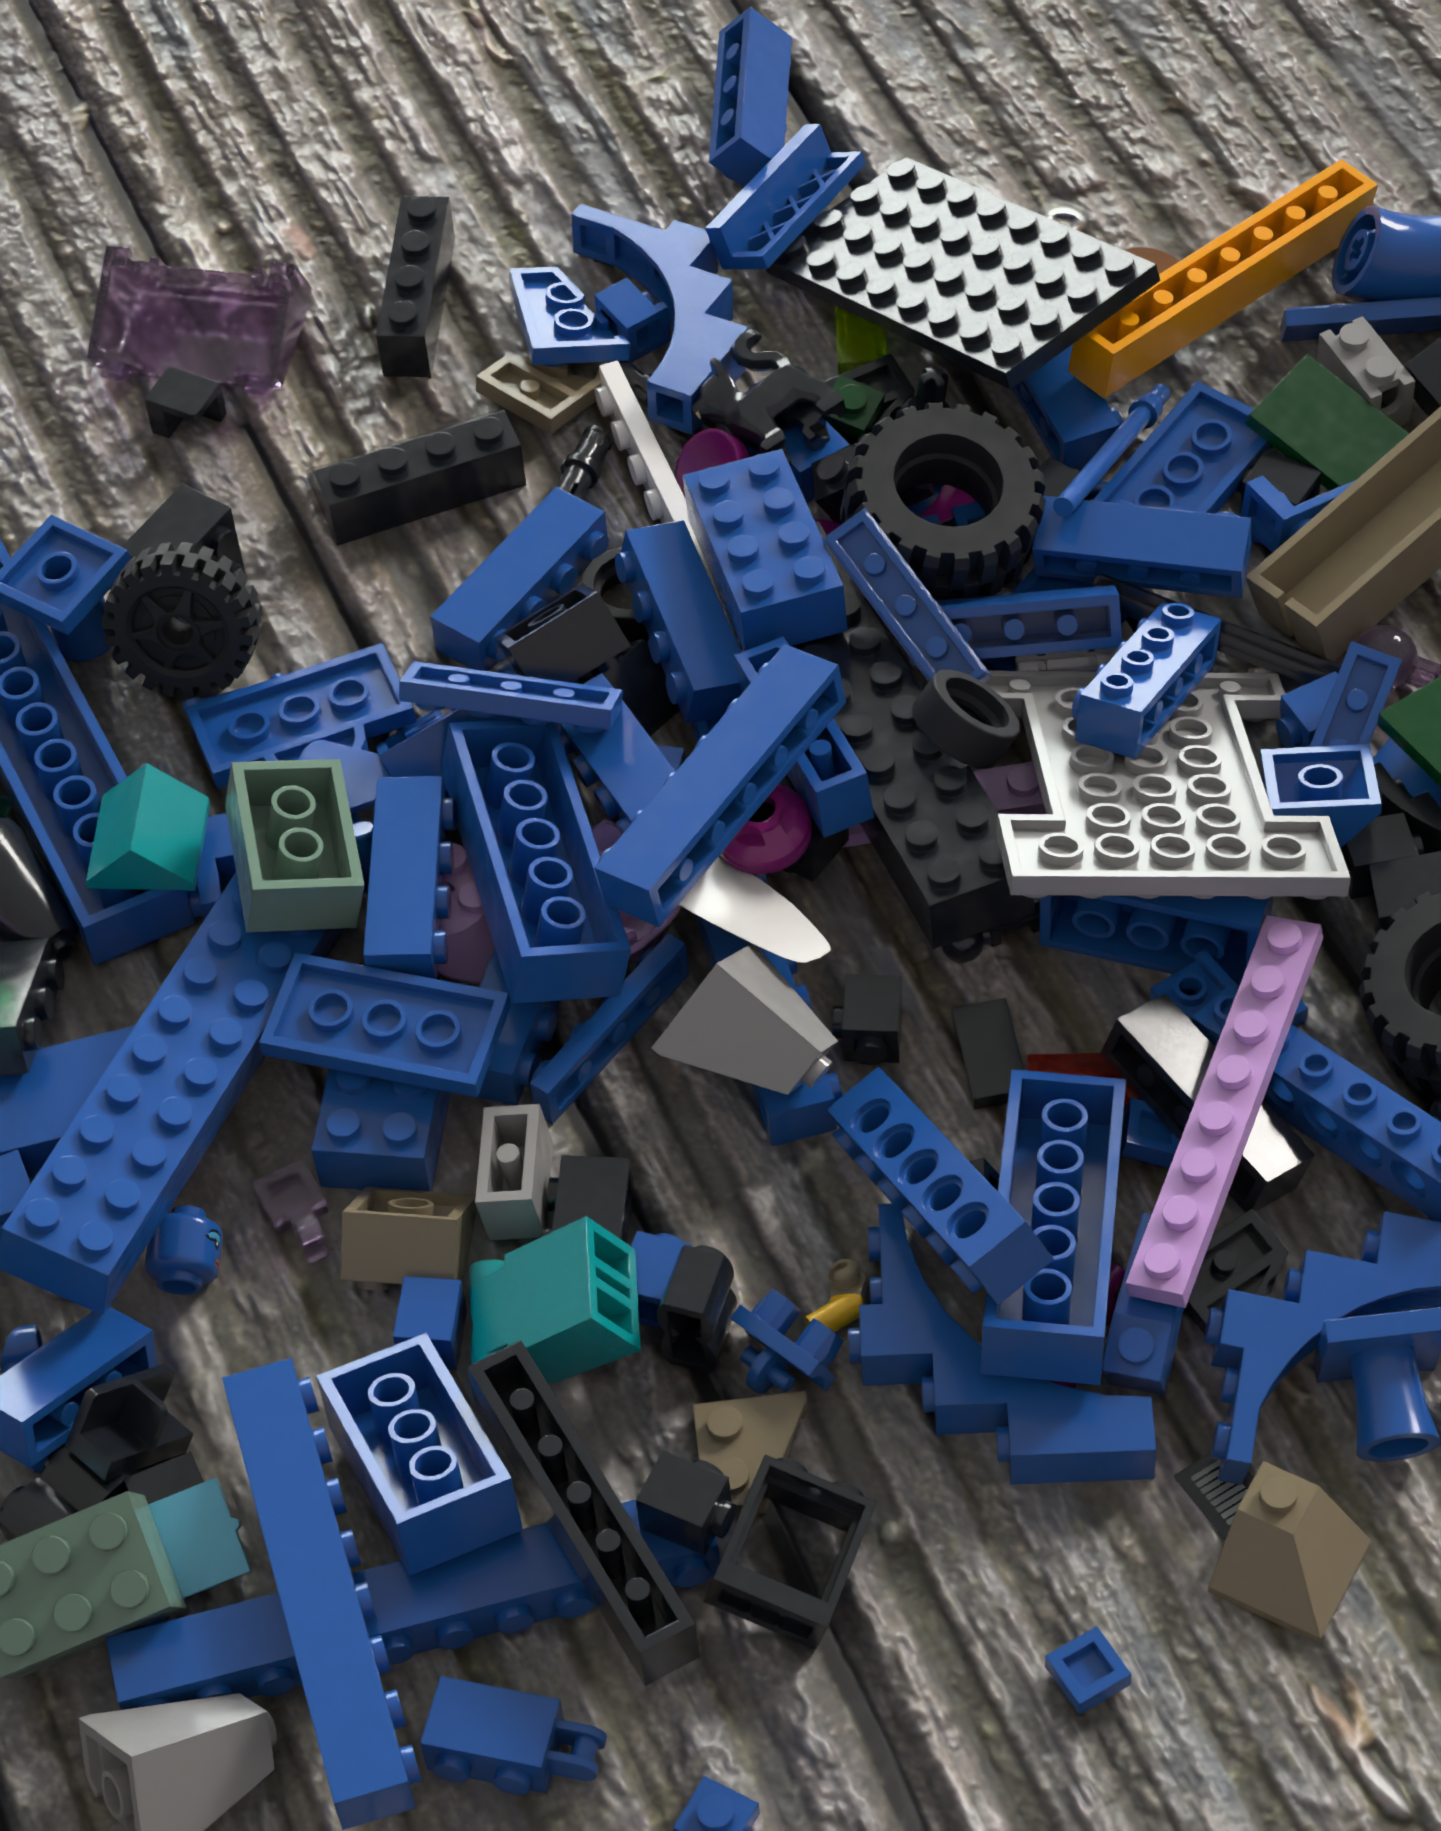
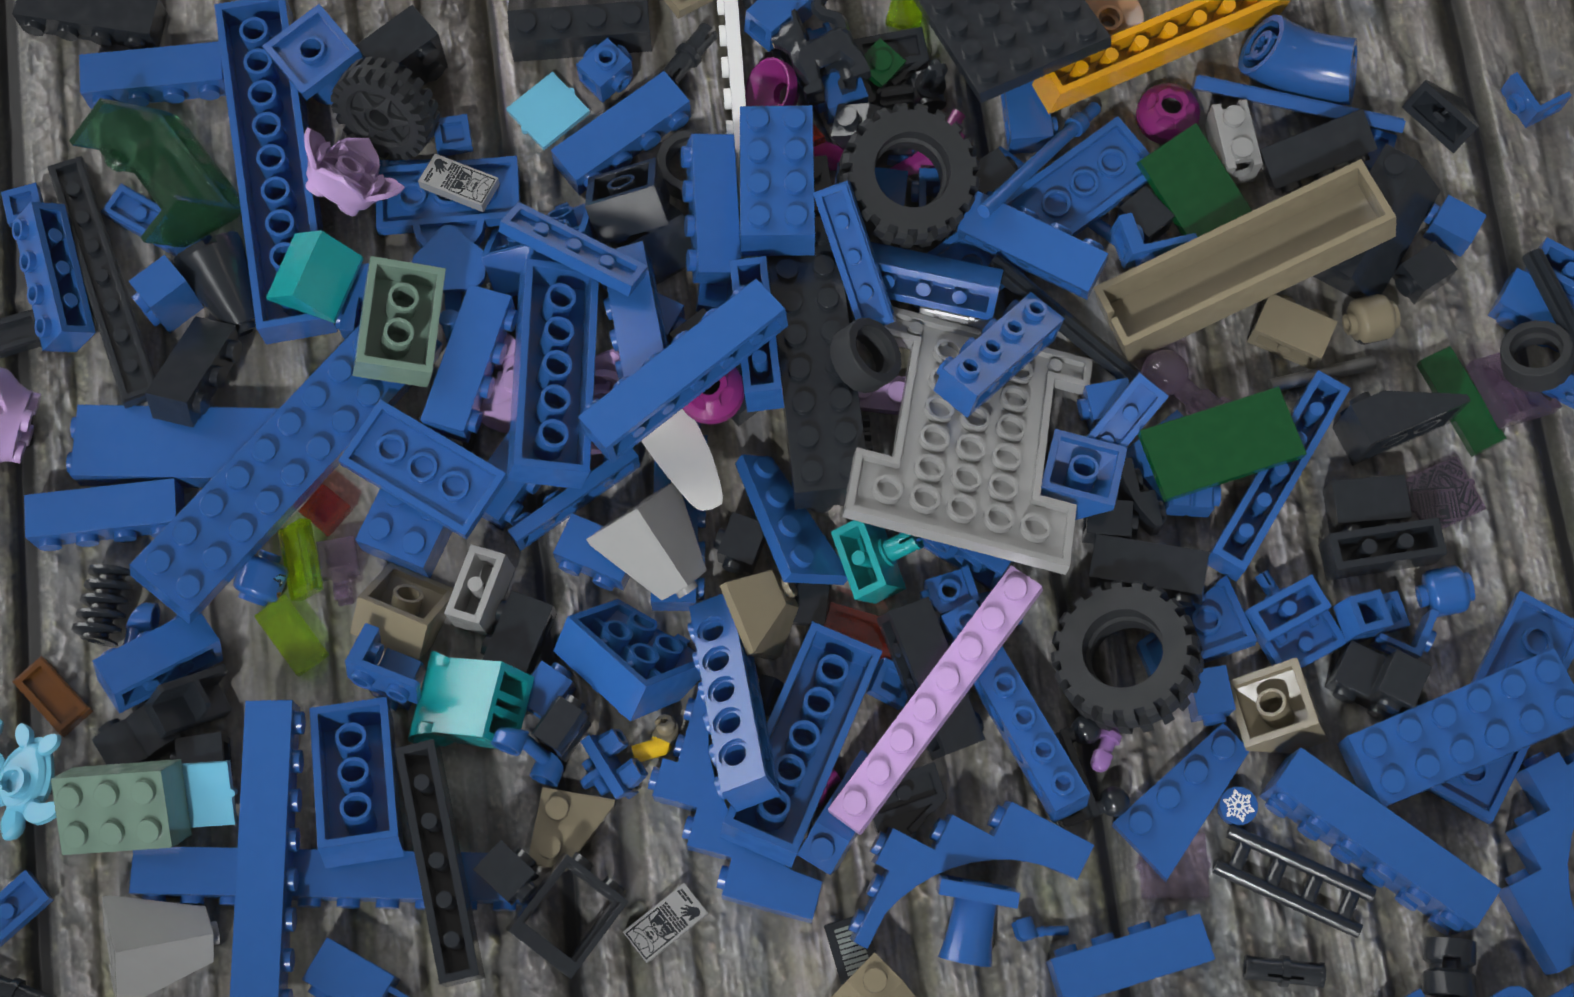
camera: 10 degrees right, 20 degrees up
(152, 708) = (346, 172): none -> lavender brick
(238, 1210) = (300, 559): none -> clear neon green tile
(250, 1142) = (325, 510): none -> clear red plate
(251, 1316) = (291, 635): none -> clear neon green tile
(284, 645) = (453, 135): none -> blue plate
(313, 688) = (459, 182): none -> light grey tile
(405, 588) = (548, 110): none -> medium azure piece
(407, 1306) = (364, 672): none -> blue bracket
(472, 511) = (605, 69): none -> blue brick
(662, 1092) = (578, 557): none -> blue brick
(691, 1373) = (547, 765): none -> blue bar
(760, 1204) = (627, 658): none -> blue wedge
(933, 975) = (791, 533): none -> blue wing
(937, 1078) = (762, 611): none -> dark tan slope
(938, 1533) = (665, 923): none -> light grey tile
(1066, 979) = (872, 559): none -> teal brick
(1250, 380) = (1156, 122): none -> magenta piece

